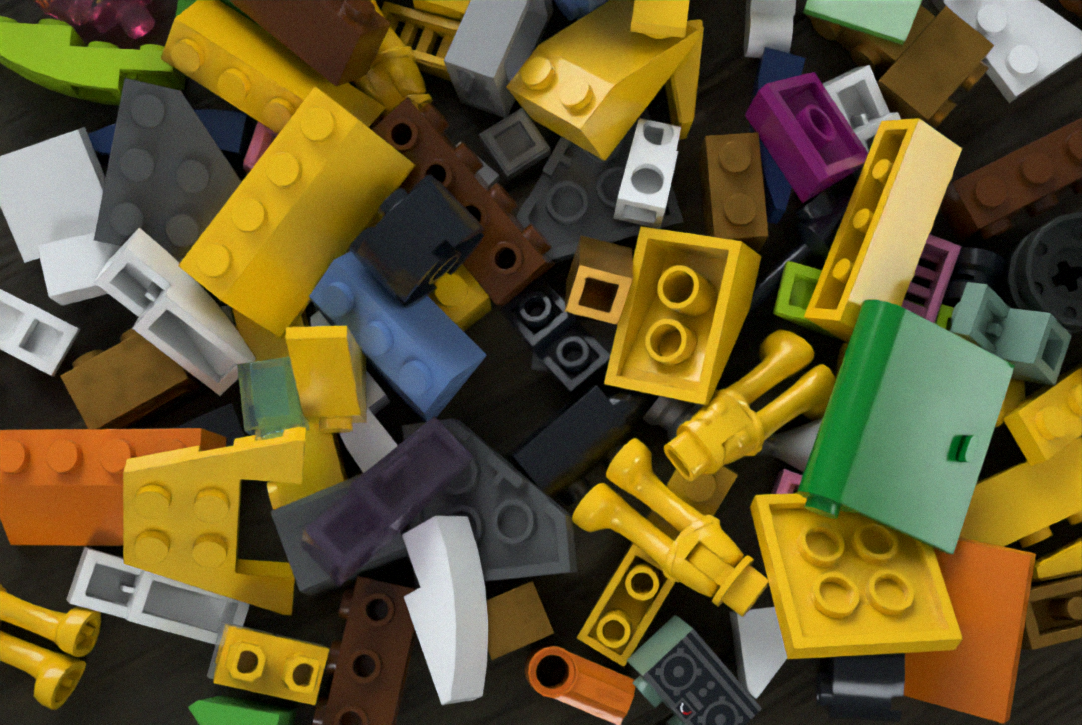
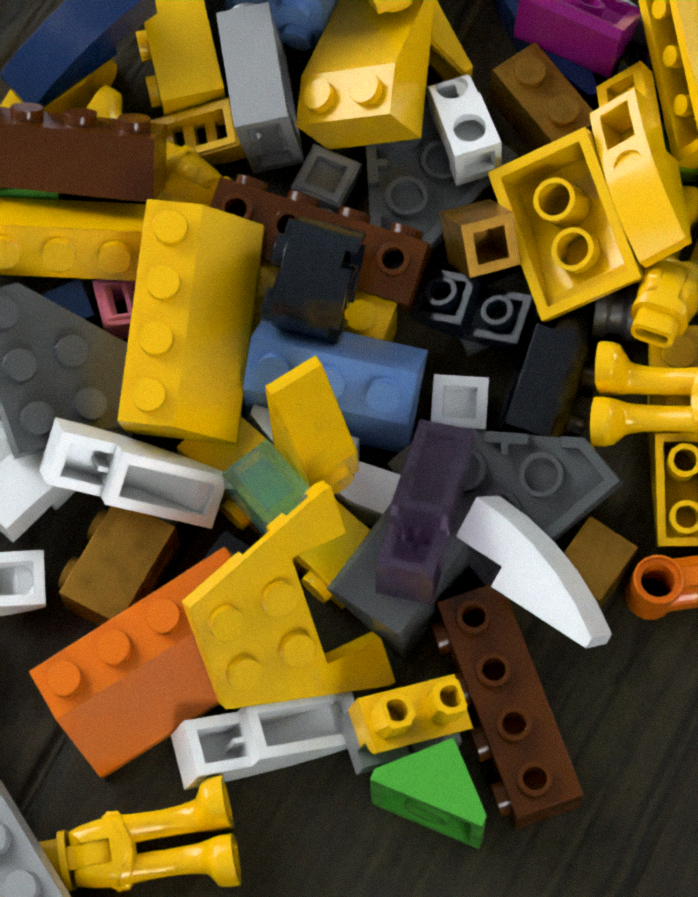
camera: 25 degrees left, 10 degrees down
(494, 411) = (460, 401): none -> white plate
(765, 302) = (637, 166): none -> yellow slope

